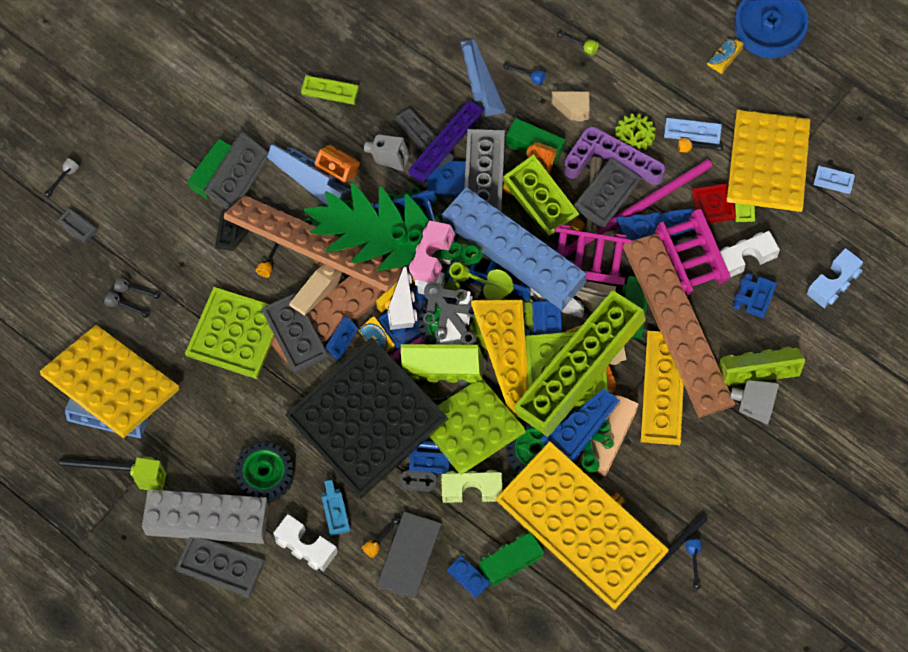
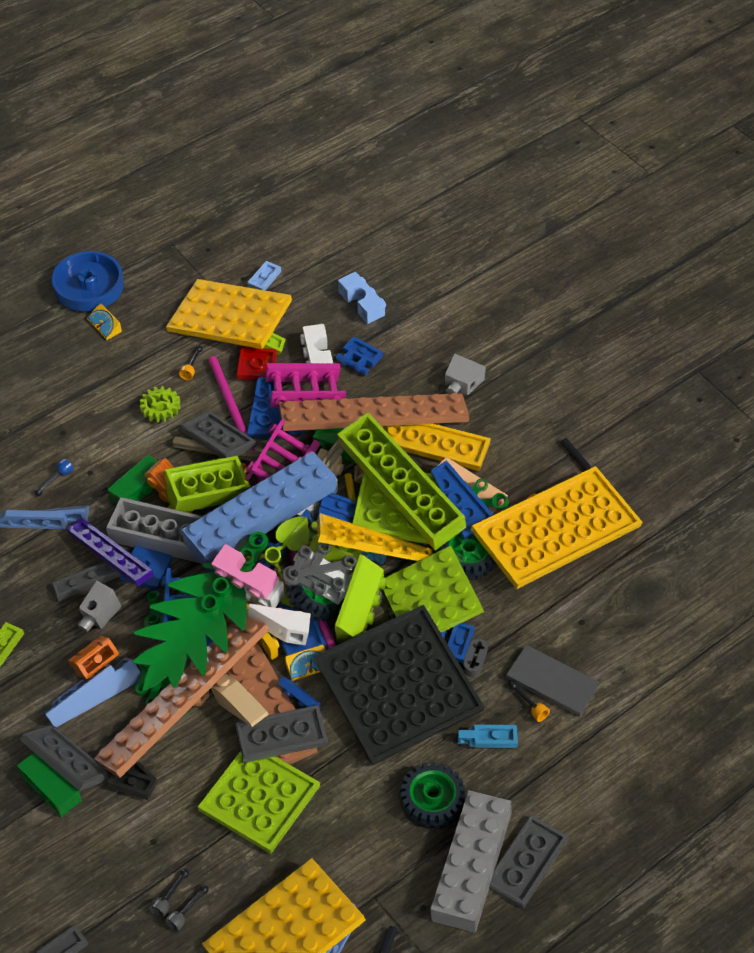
camera: 80 degrees left, 15 degrees down
(148, 474) = (410, 907): lime brick -> none
(265, 268) = (190, 753): light orange hinge -> none
(318, 554) = (511, 782): white arch -> none
(455, 484) = (497, 596): yellowish green arch -> none
(468, 577) = (585, 634): blue plate -> none
(511, 559) = (576, 593): green brick -> none
(572, 104) = (108, 445): tan slope -> none
(589, 46) = (49, 419): hinge -> none
(617, 148) = (160, 433): medium lavender beam -> none
(692, 130) = (174, 362): light blue plate -> none
(694, 547) = (593, 454): hinge -> none
(761, 366) = (431, 361): lime slope -> none

